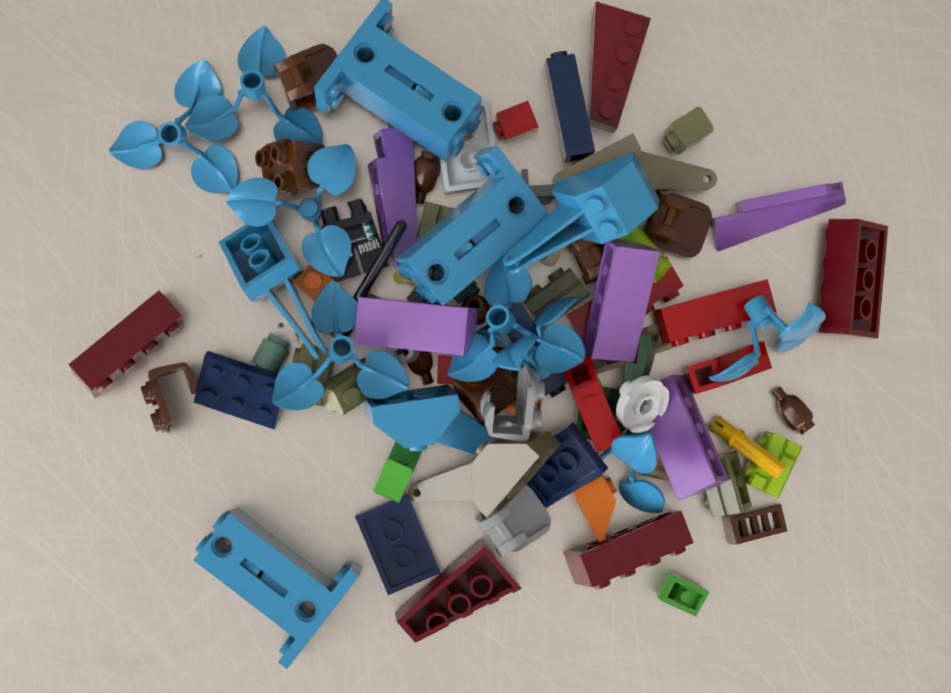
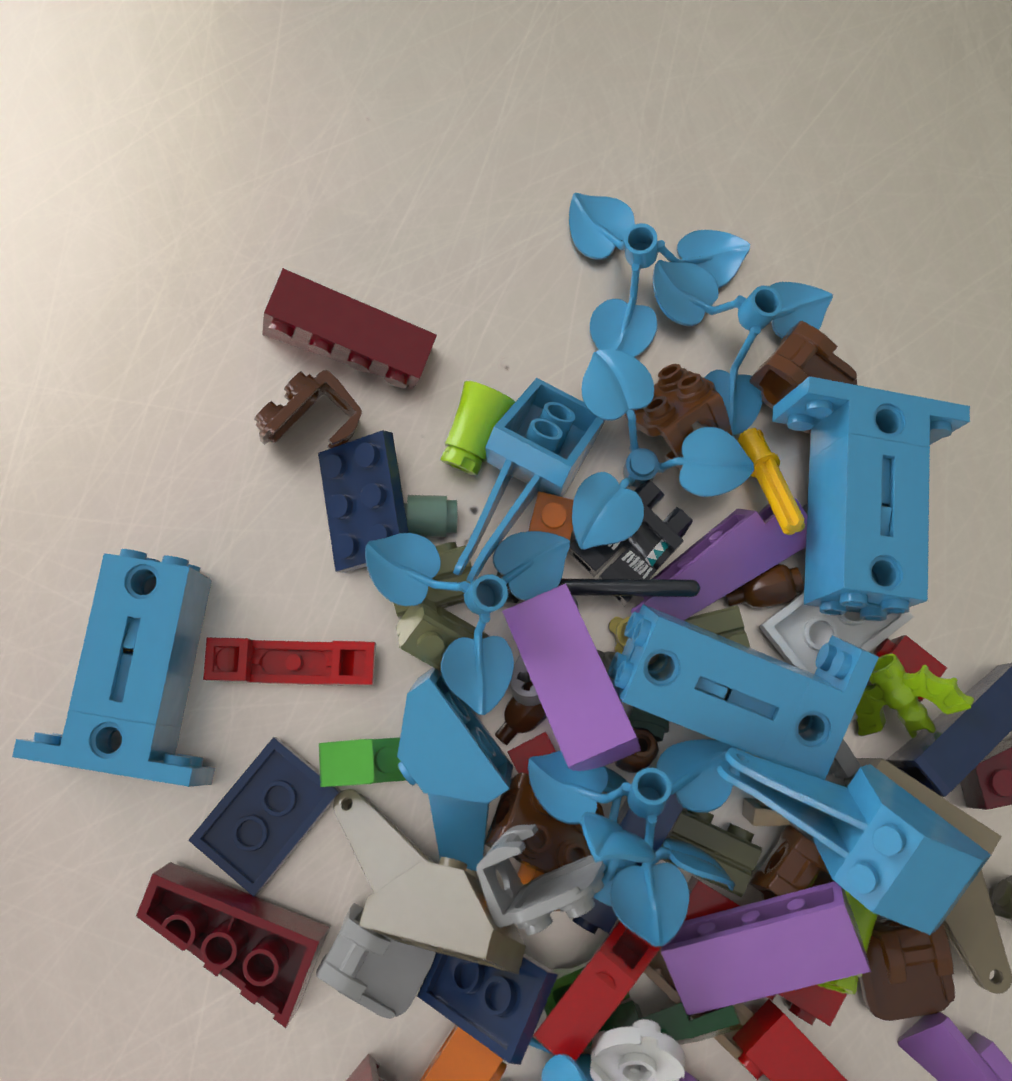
camera: 70 degrees right, 10 degrees down
(229, 297) = (472, 426): none -> lime plant
(315, 484) = (289, 662): none -> red slope
(351, 135) = (772, 481): none -> yellow axle
(526, 137) = (900, 692): none -> lime animal

